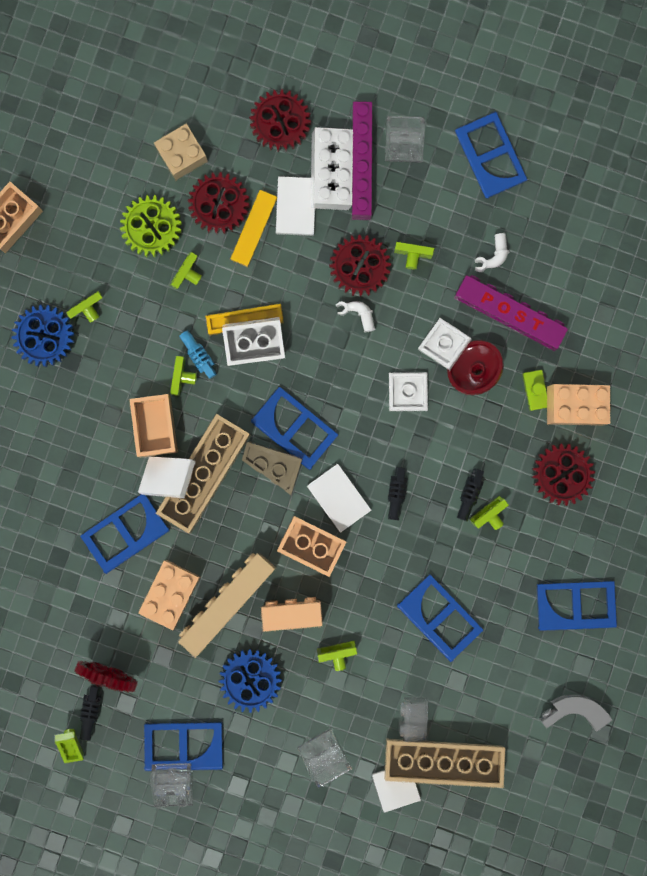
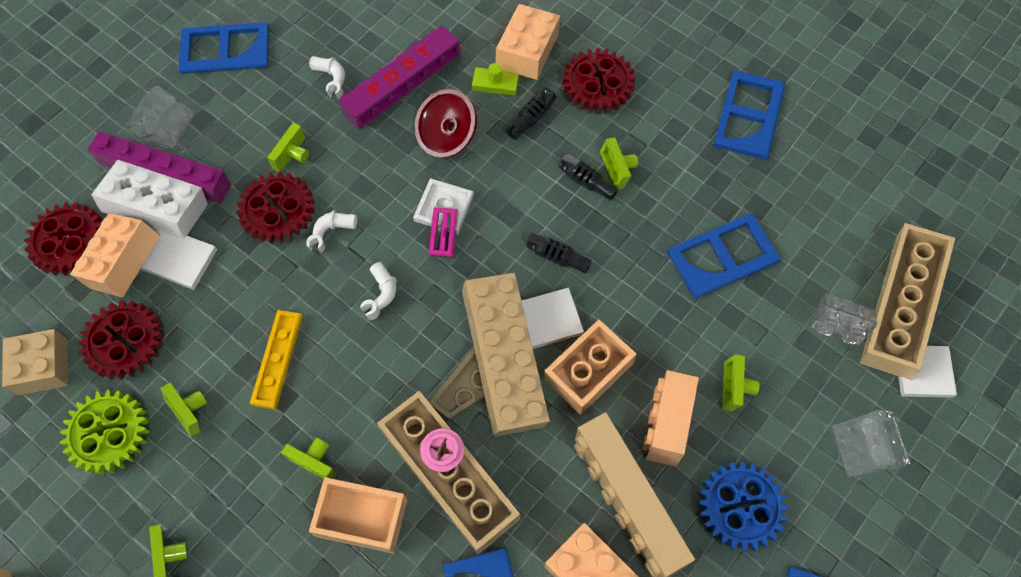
camera: 70 degrees left, 20 degrees down
(166, 477) = (433, 518): white tile -> none
(198, 355) = (293, 428): dark azure hinge -> none
(205, 473) = (435, 440): none -> bright pink gear
(253, 228) = (174, 311): yellow tile -> none
(253, 341) = (306, 350): white brick -> none
(265, 422) = (414, 376): blue window -> none
(277, 167) = (115, 255): none -> light nougat brick
(298, 483) = (504, 355): none -> tan brick
(326, 376) = (387, 286): none -> white piece
(395, 390) = (452, 236): none -> dark pink tile
(444, 344) = (405, 150): white tile -> none
(514, 431) = (531, 112): none -> black hinge
(576, 704) = (864, 155): light grey arch -> none

